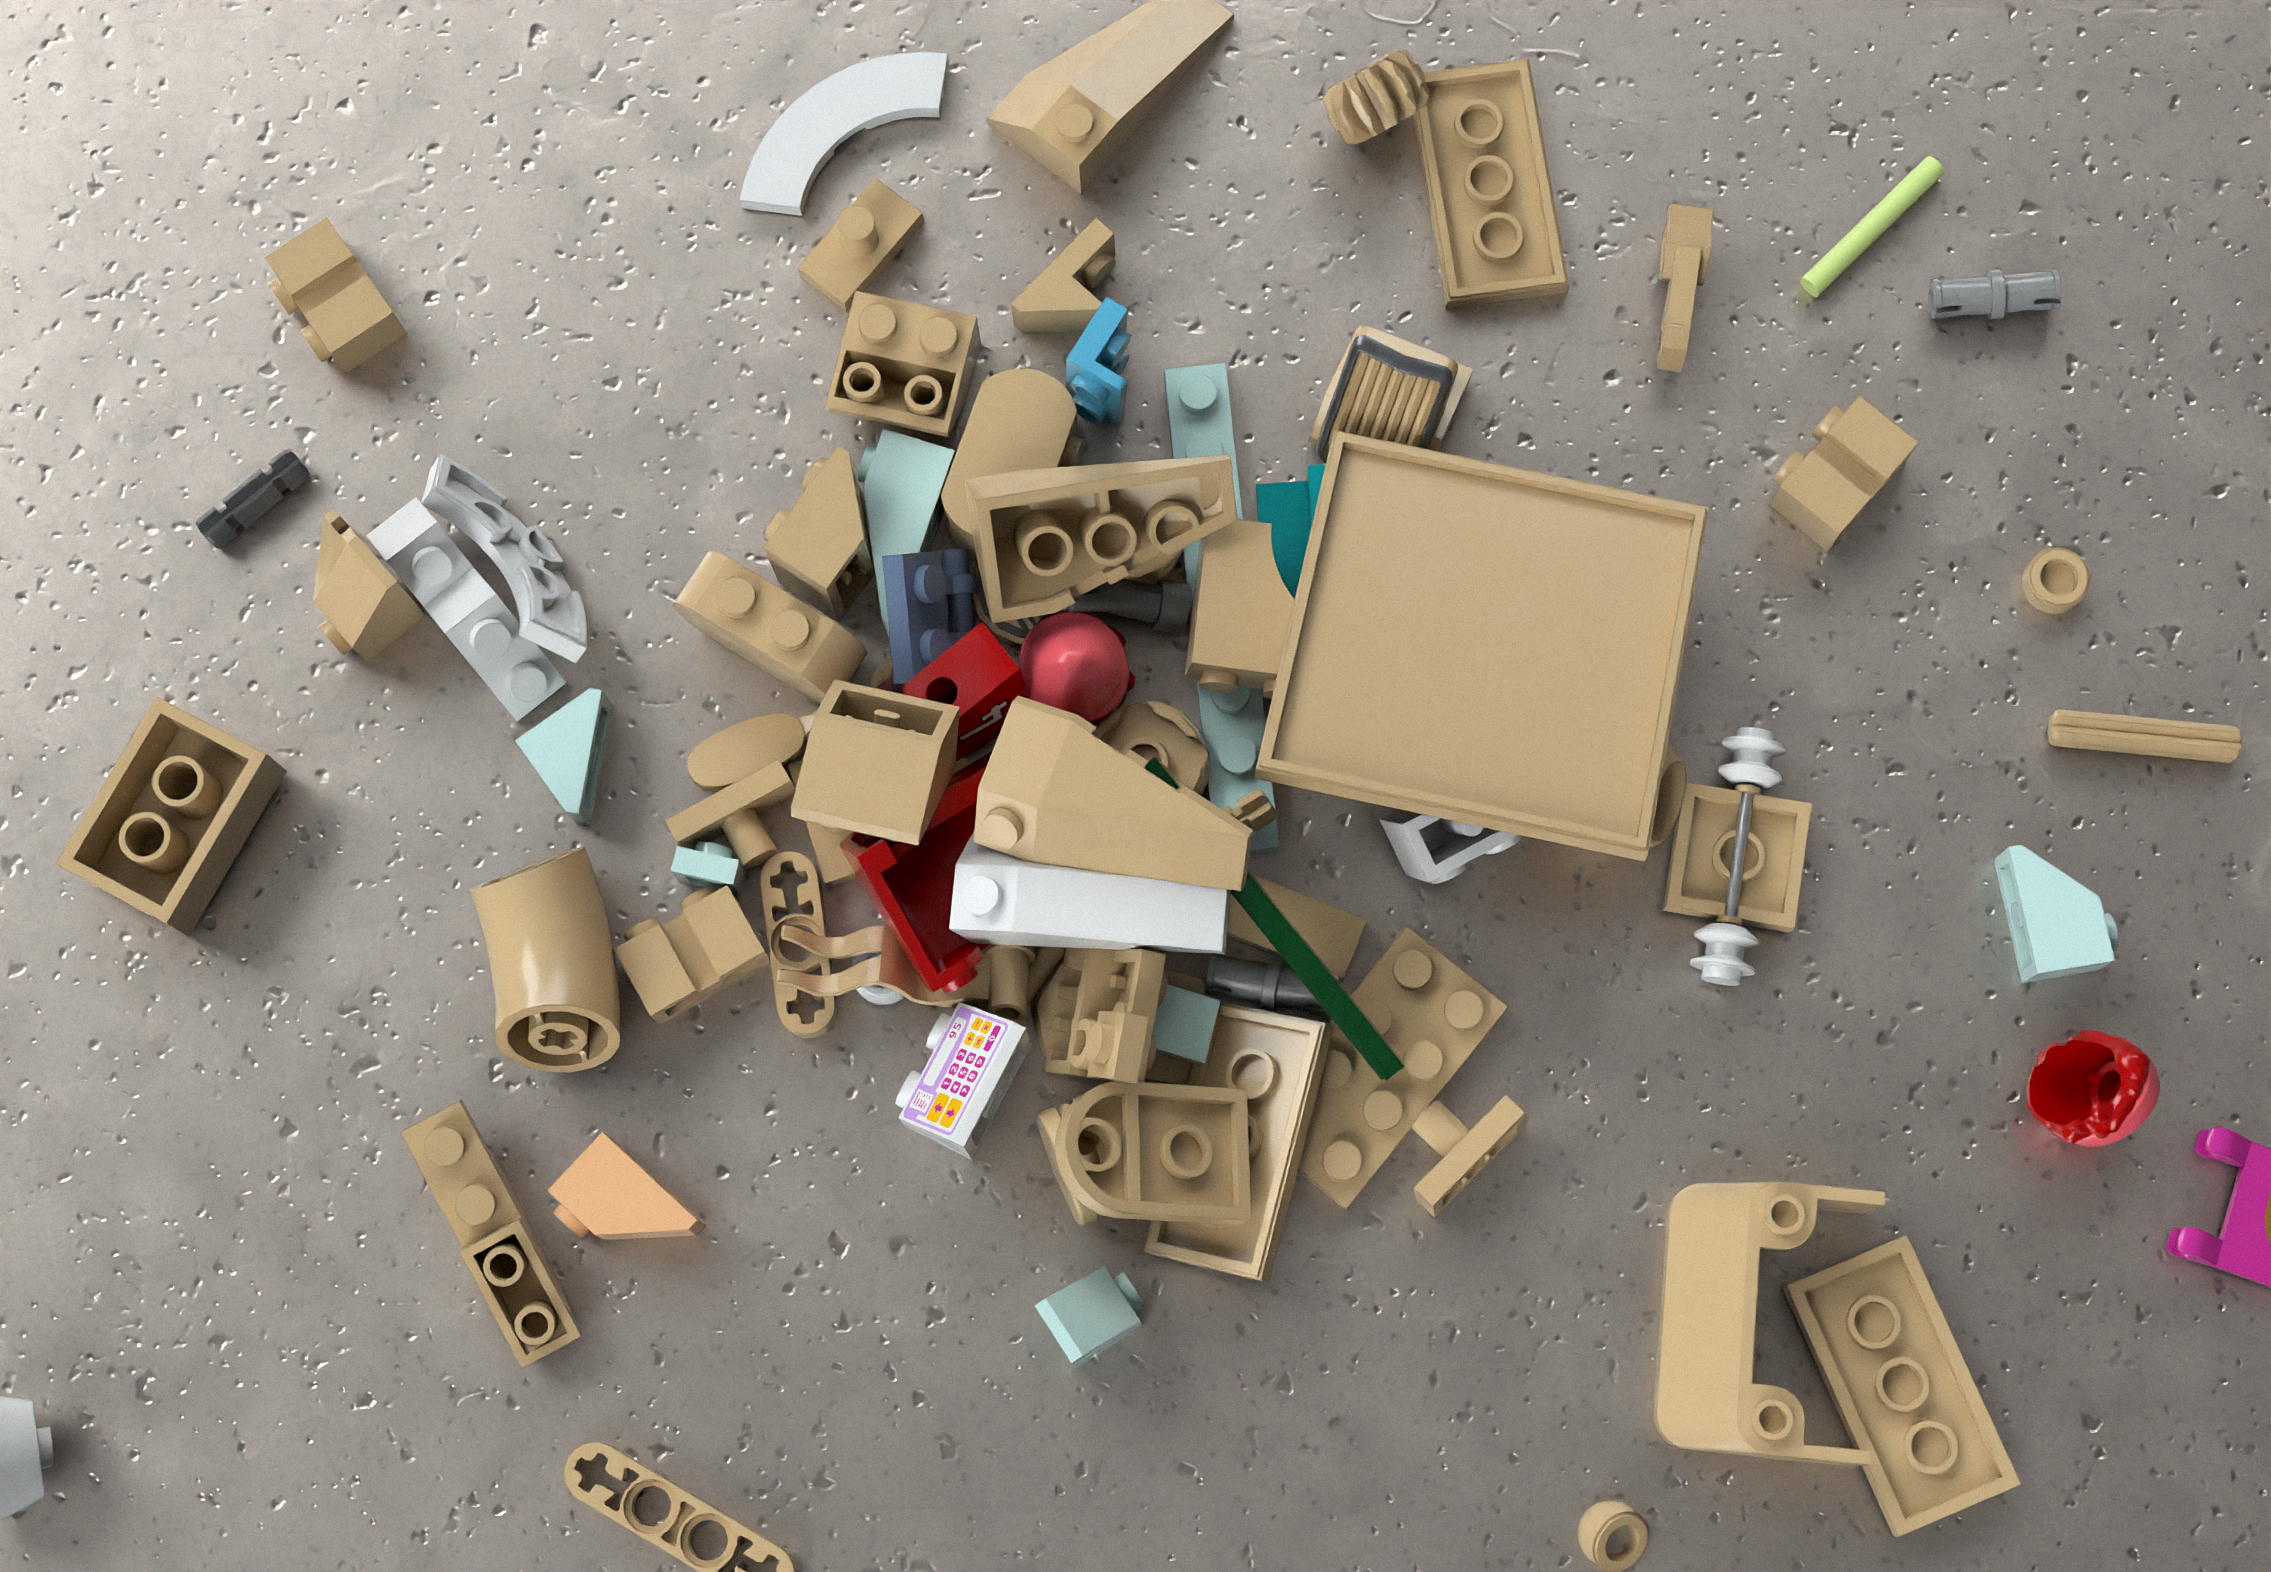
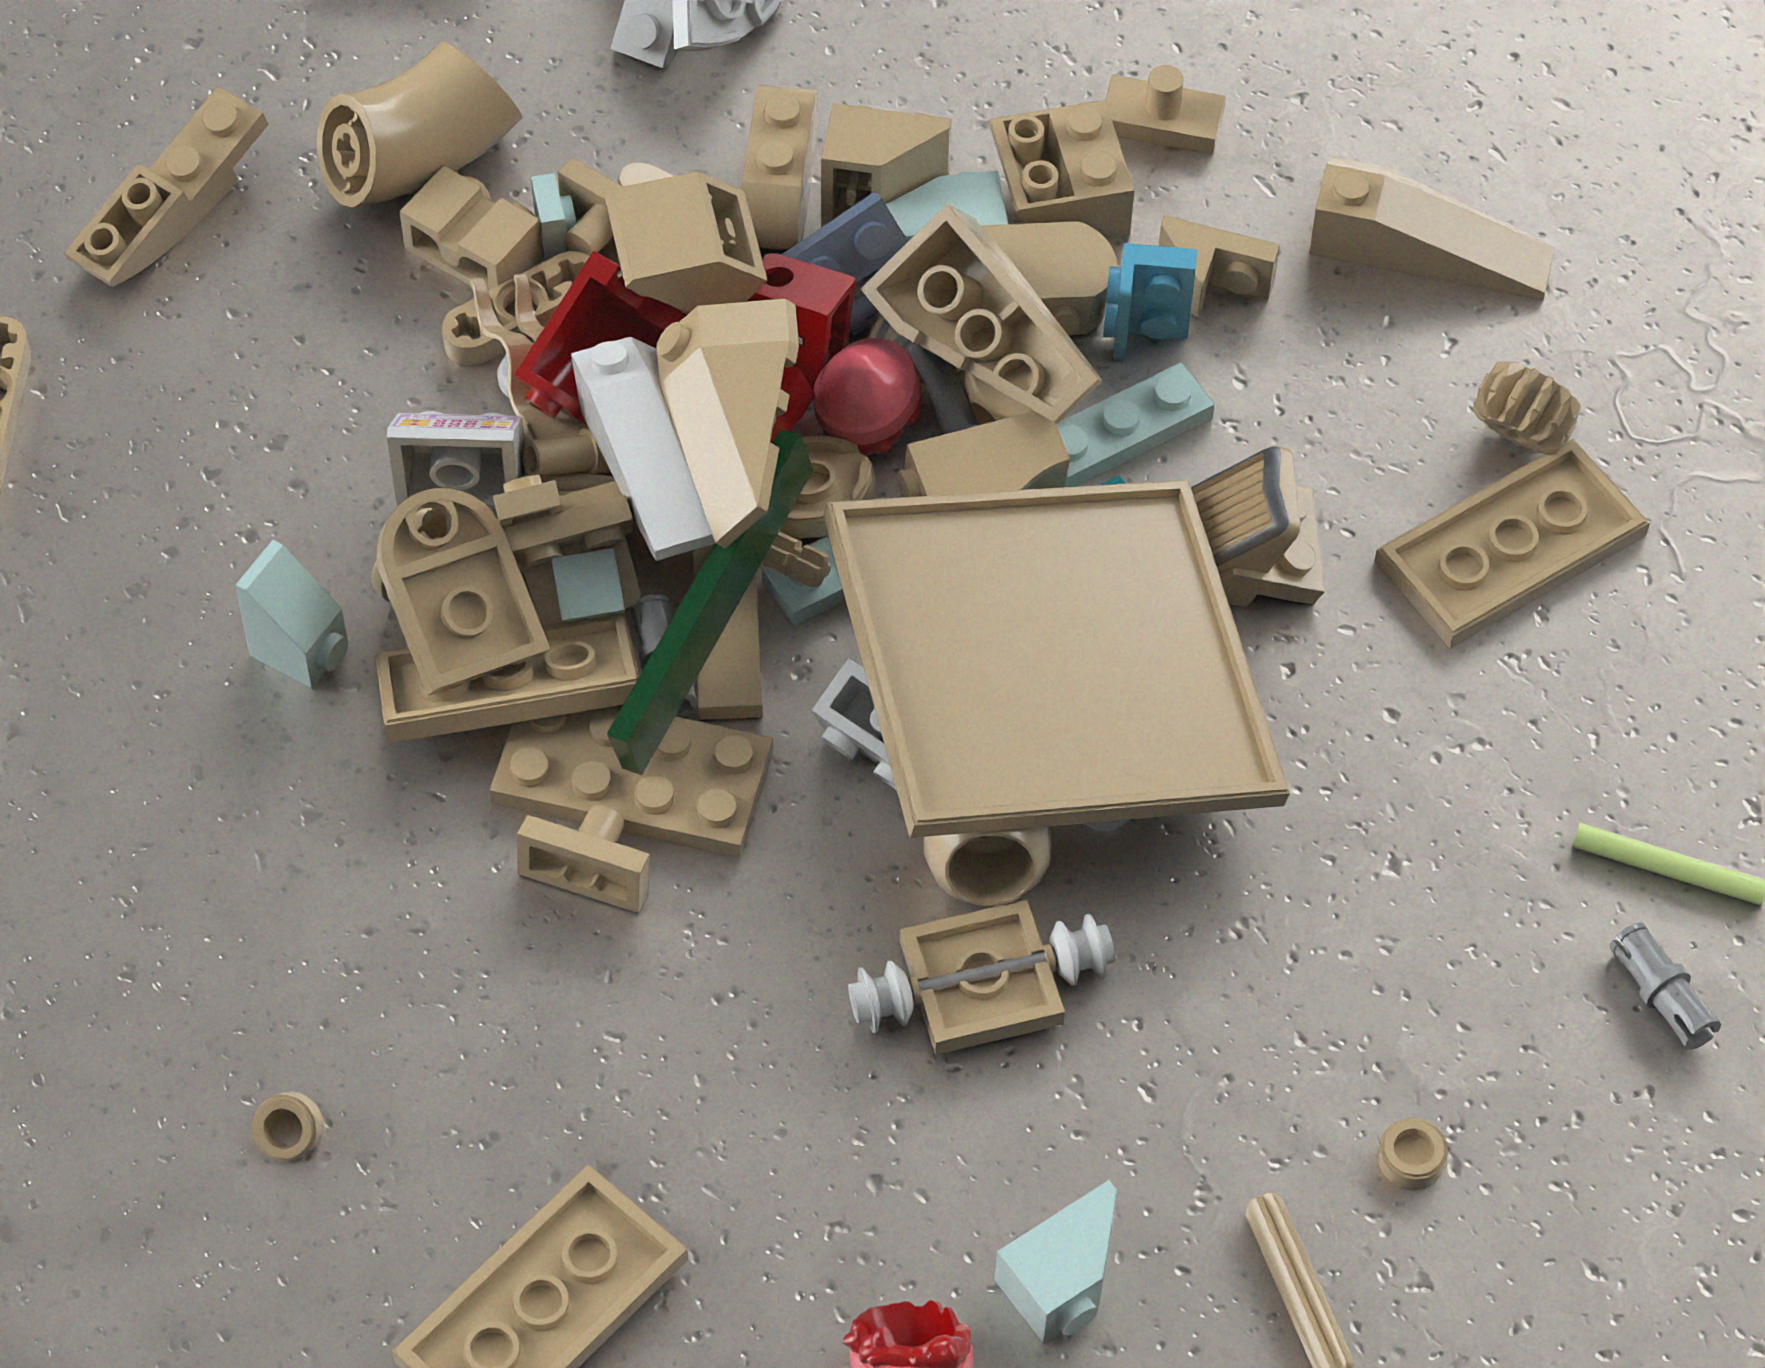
camera: 60 degrees right, 20 degrees down
(570, 751) = (600, 87): light aqua slope -> none
(618, 1197) = (241, 263): light nougat slope -> none
(829, 114) = (1292, 61): white tile -> none
(1684, 264) = (1534, 707): tan piece -> none
(1711, 1311) = (449, 1140): tan windscreen -> none
(1842, 473) = (1403, 920): tan brick -> none

